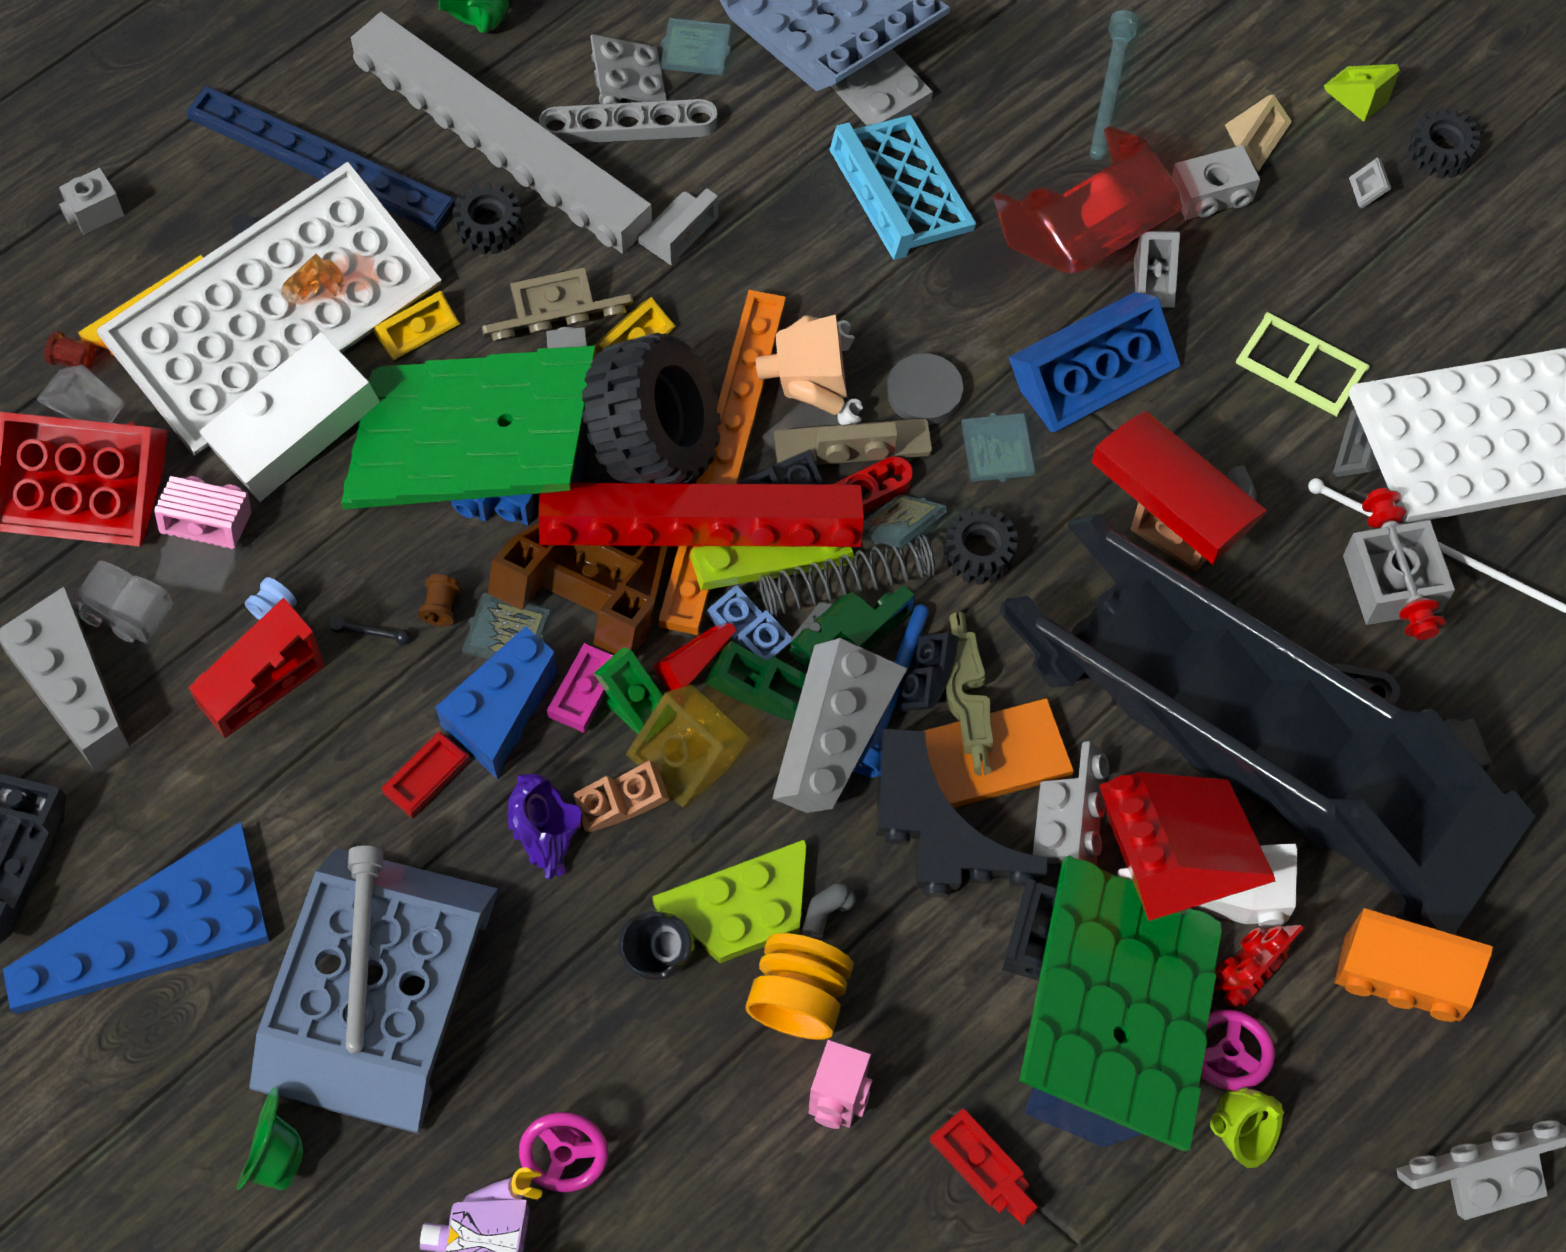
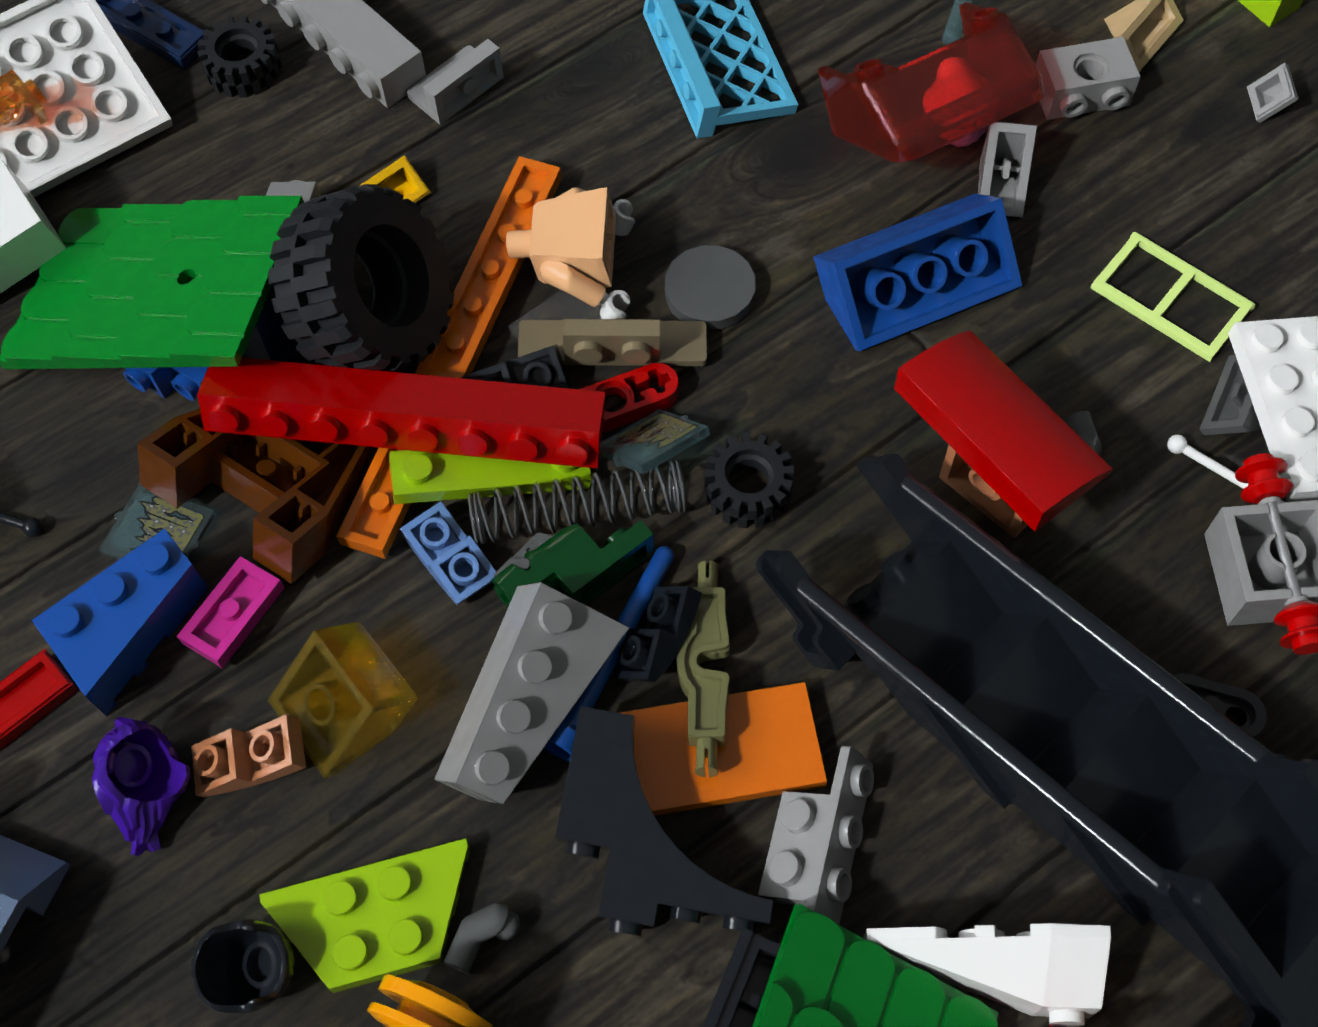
camera: 10 degrees right, 0 degrees up
(416, 325) = (134, 167): yellow slope -> none
(439, 600) = (82, 487): reddish brown bush -> none
(553, 300) = (292, 151): dark tan bracket -> none
(628, 689) = (278, 615): green slope -> none
(687, 662) = (360, 592): red slope -> none
(756, 681) = (442, 624): dark green slope -> none
(997, 447) = (788, 363): clear light blue piece -> none
(1183, 840) = (958, 906): red slope -> none

